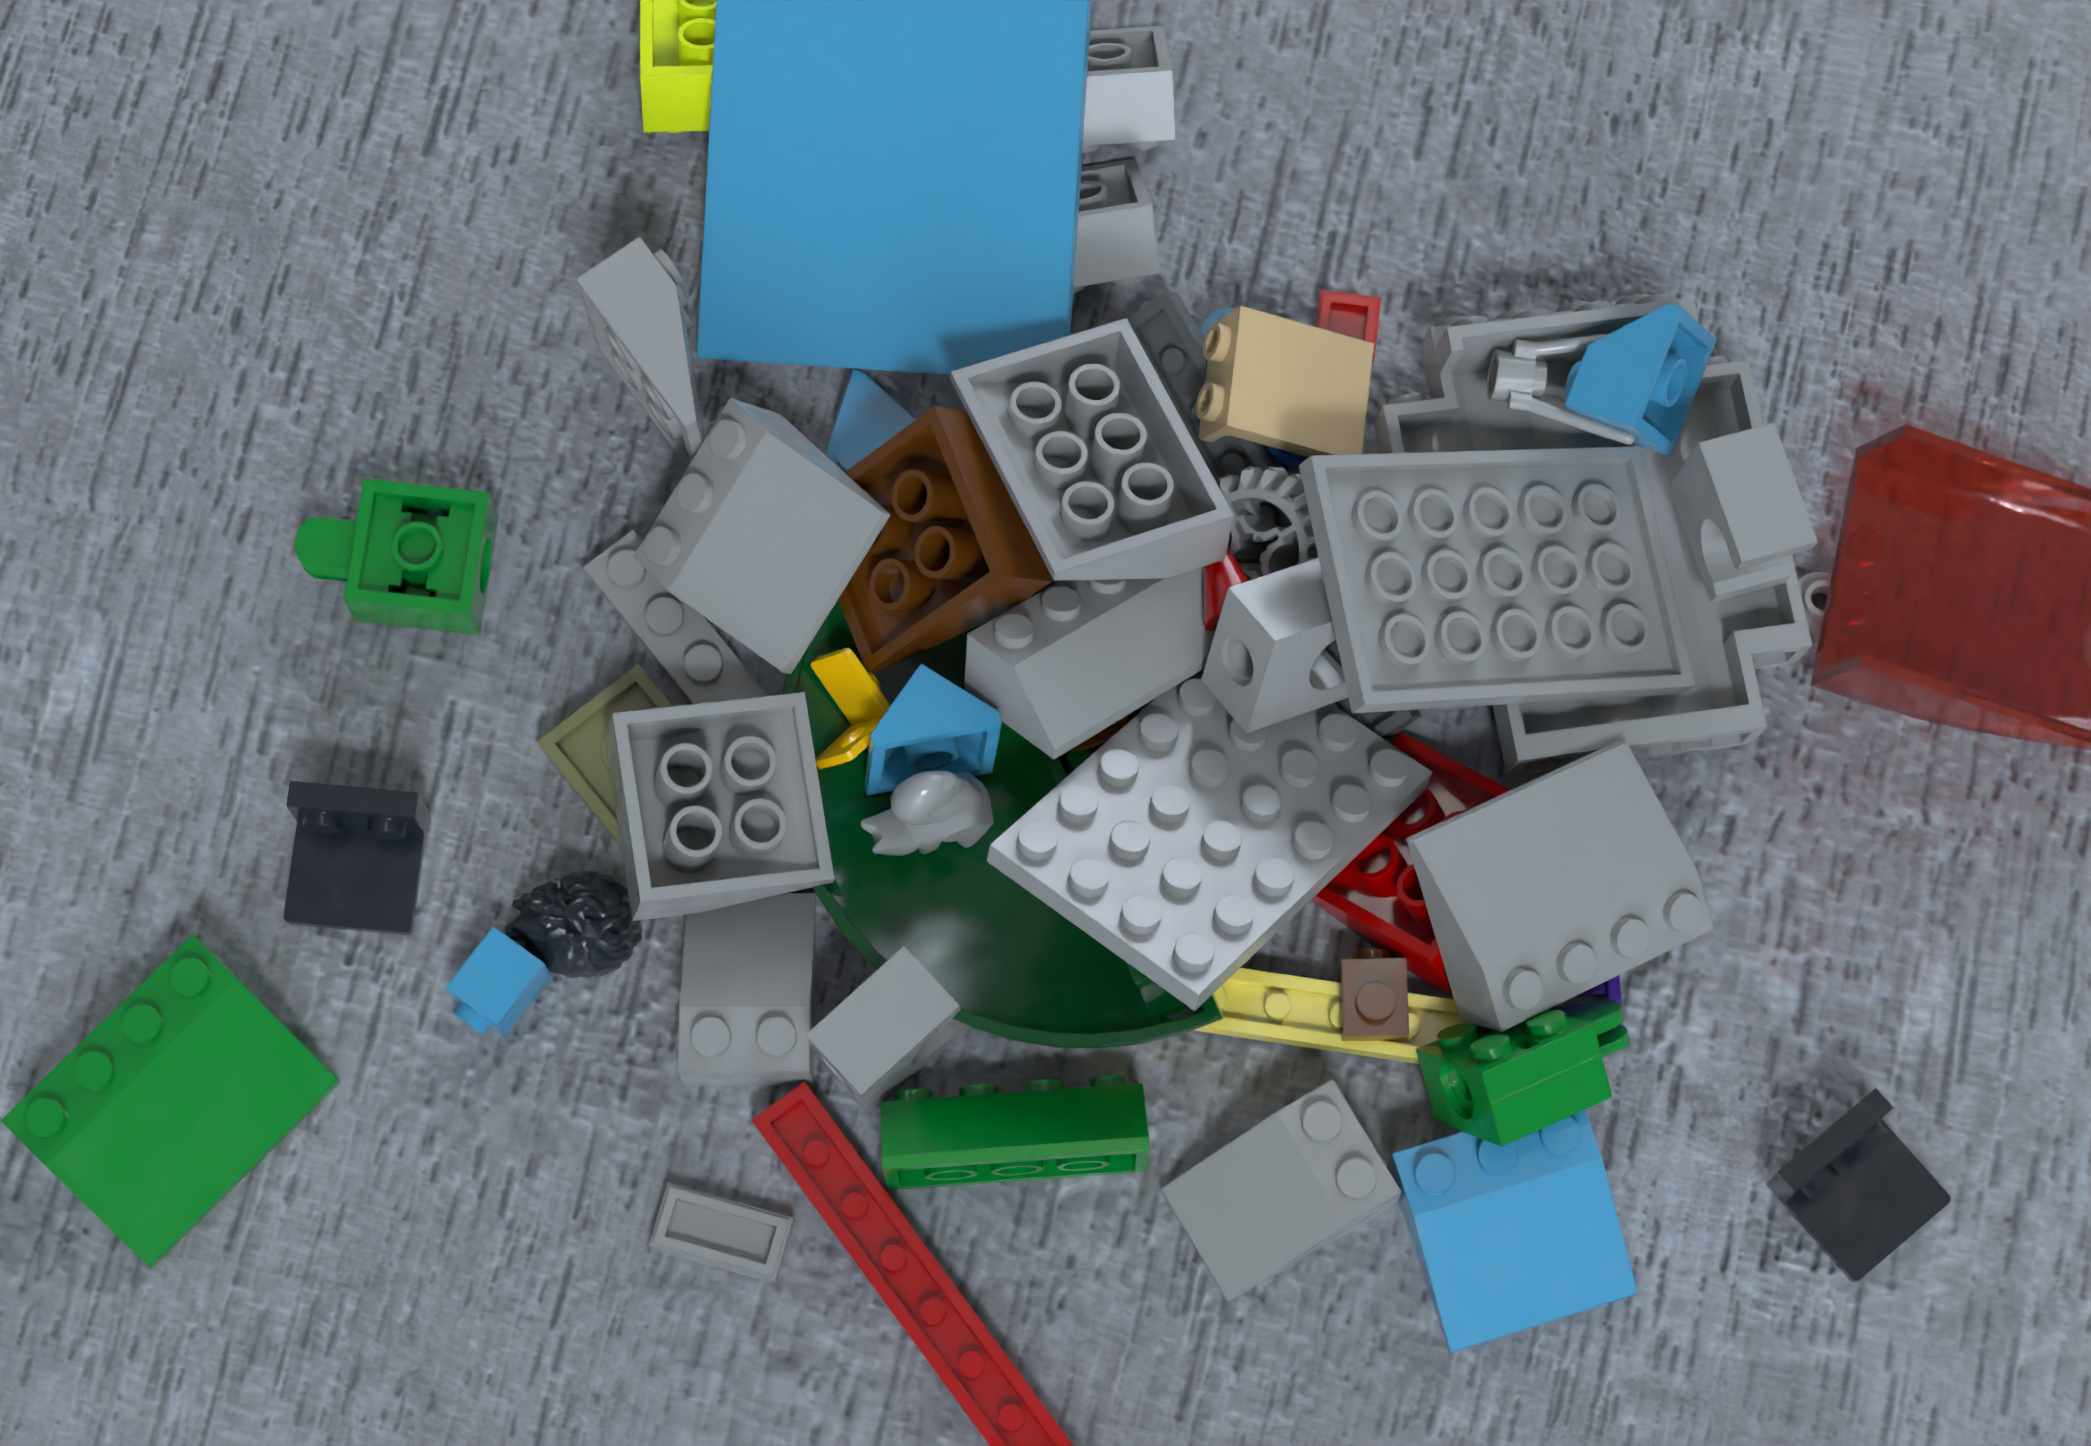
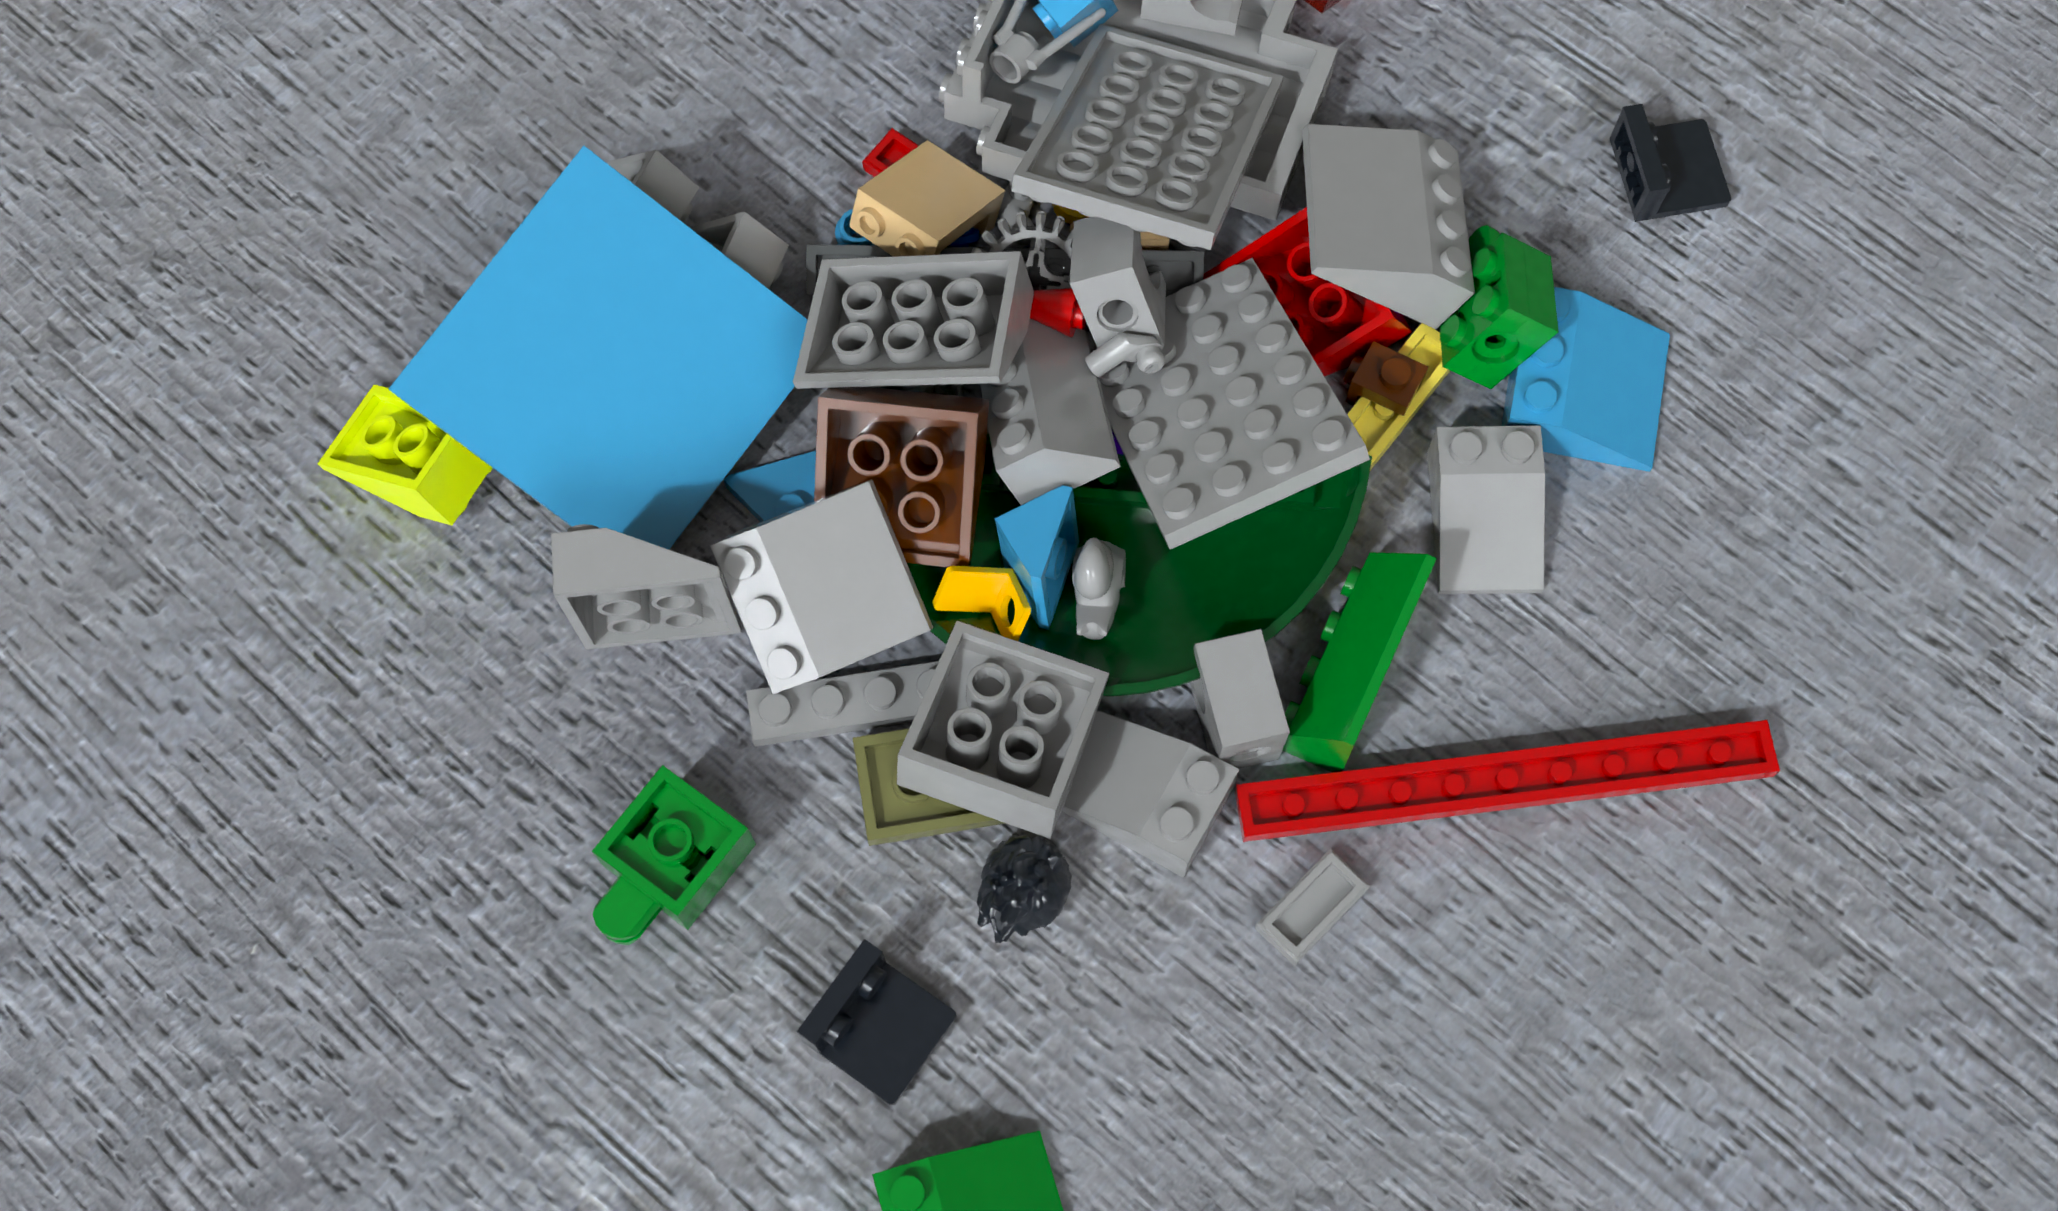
camera: 60 degrees left, 5 degrees down
(496, 984) = (1037, 968): dark azure brick -> none
(1215, 691) = (1127, 347): none -> light grey arm

